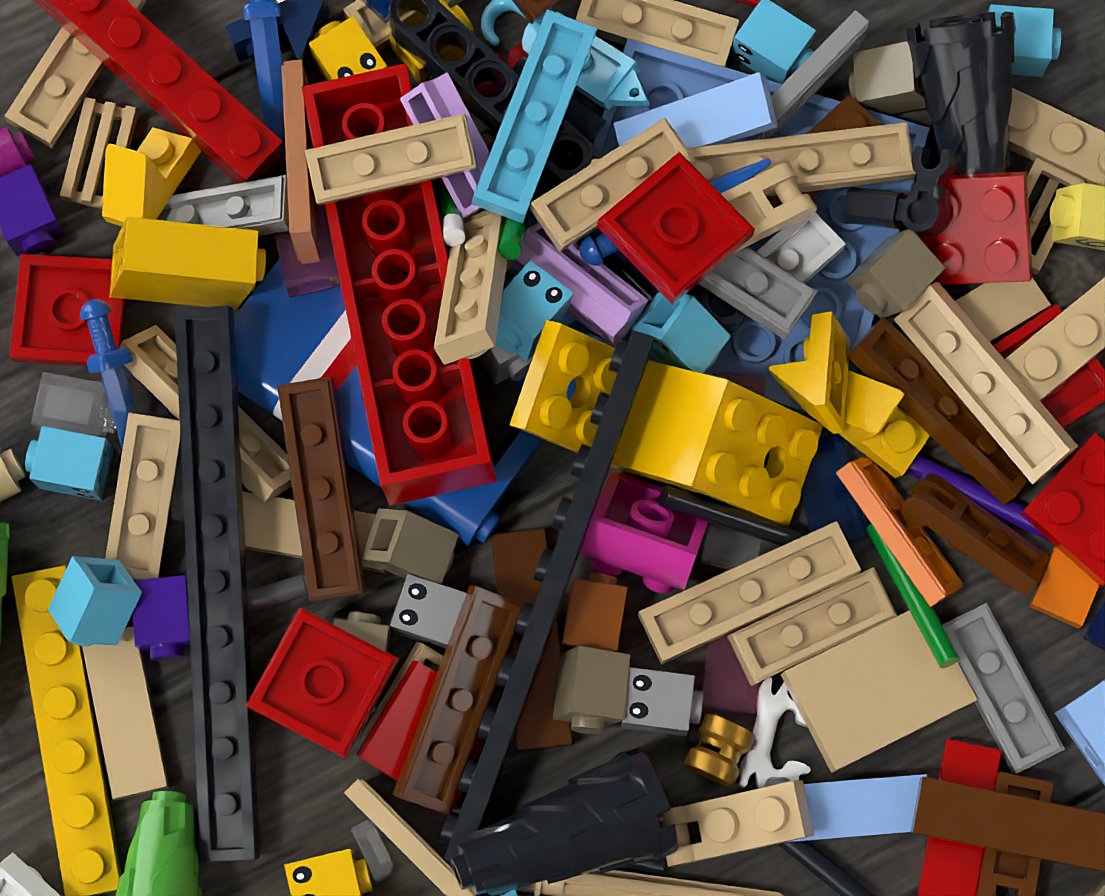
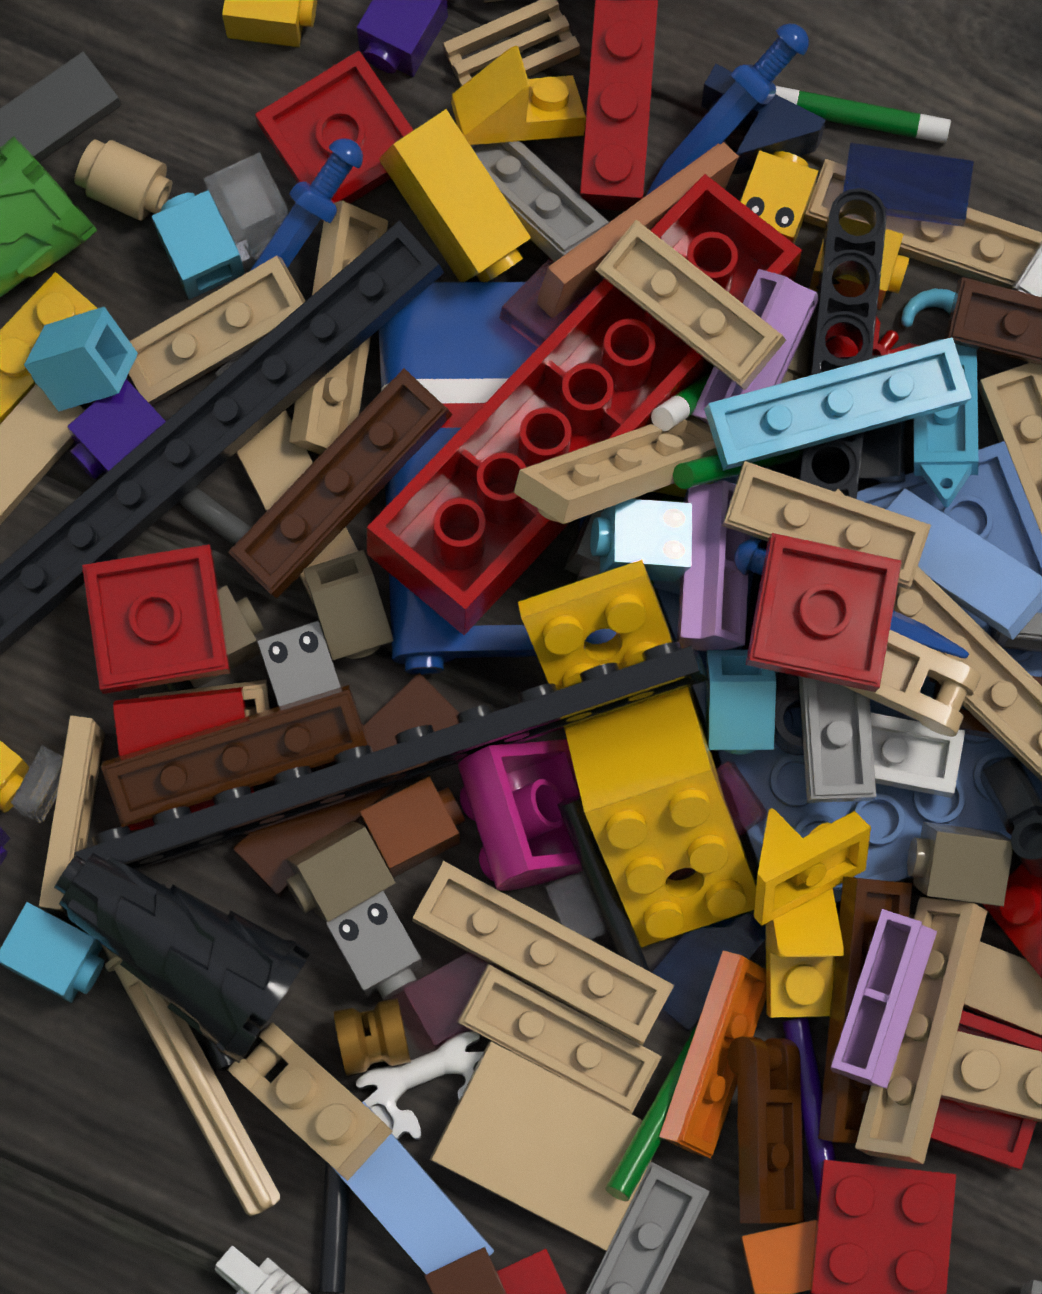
camera: 55 degrees right, 0 degrees up
(944, 396) = (883, 999): none -> lavender piece

